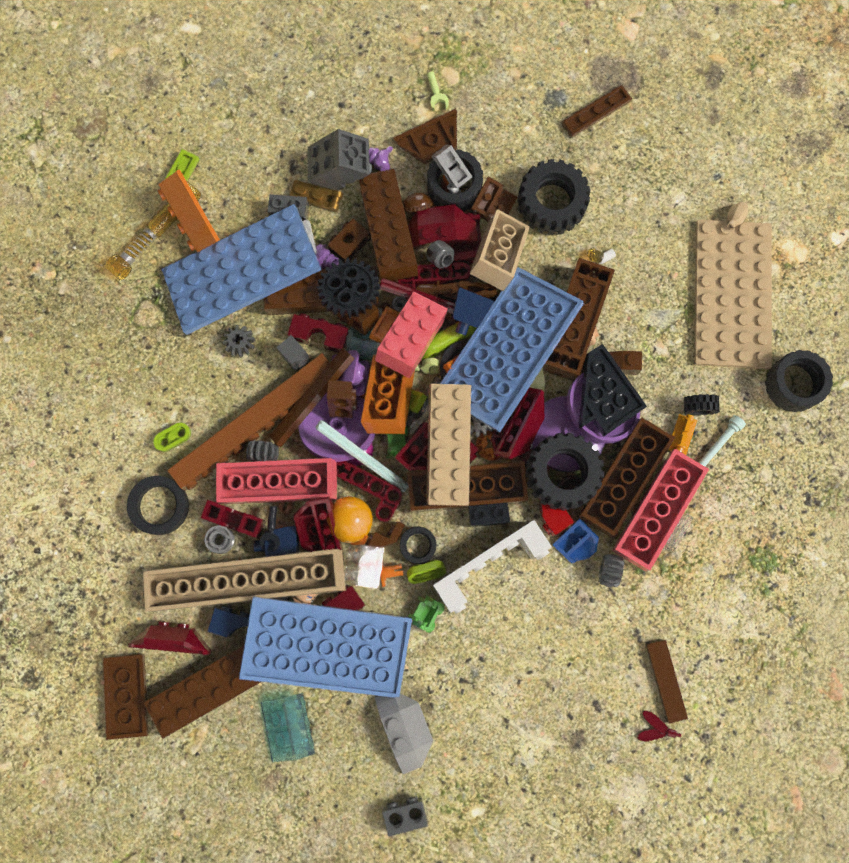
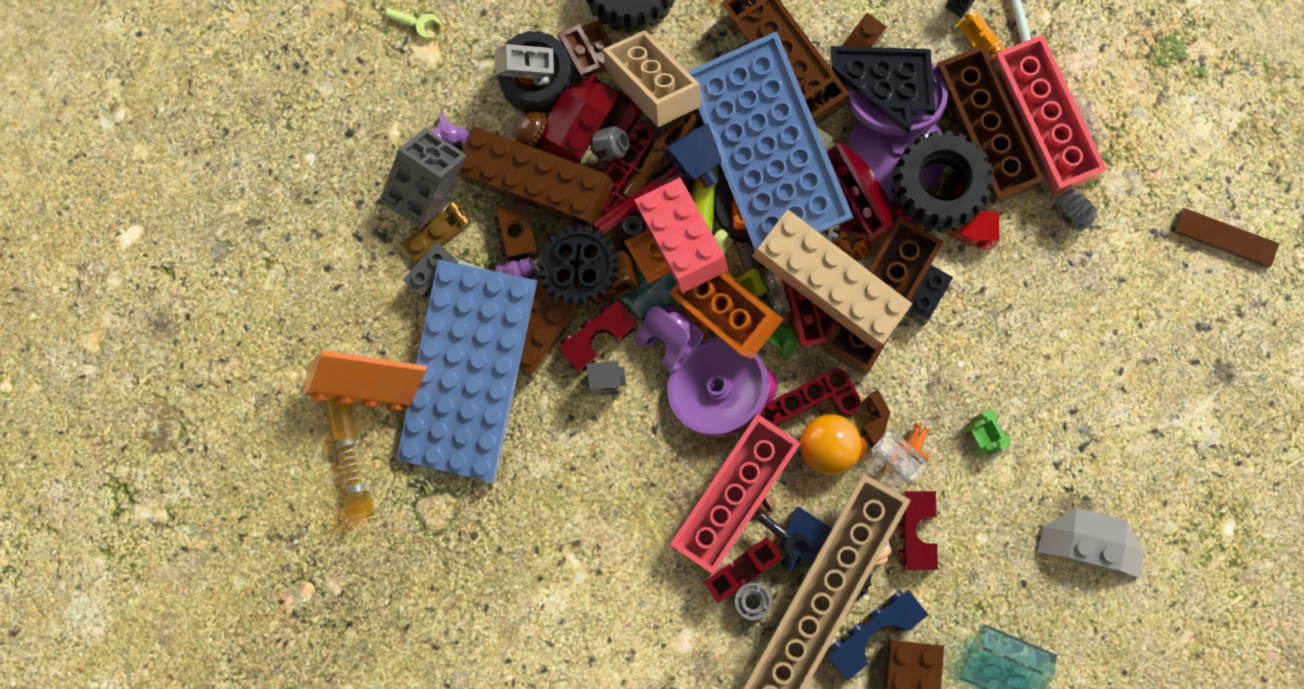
camera: 50 degrees left, 0 degrees up
(134, 502) = (634, 649): black tyre -> none
(172, 436) = (599, 576): lime plate -> none
(186, 163) = (293, 356): lime plate -> none
(245, 343) = (535, 434): dark grey gear -> none
(246, 426) = (646, 476): dark orange brick -> none
(262, 451) = (689, 487): dark grey gear -> none
(311, 397) = (669, 391): reddish brown tile -> none
(313, 527) = (816, 488): dark red wedge -> none
(325, 647) = (953, 564): medium blue plate -> none
(341, 399) = (696, 359): reddish brown brick -> none
(361, 455) = (773, 381): light aqua axle -> none
(407, 822) = (1193, 608): dark grey brick -> none
(418, 530) = (921, 378): black tyre -> none
(426, 572) = (942, 404): lime plate -> none
(429, 137) = (464, 64): reddish brown wing -> none
(530, 538) = (981, 269): white plate -> none
(577, 542) = (1020, 224): blue slope -> none
(660, 731) = (1270, 279): dark red piece -> none

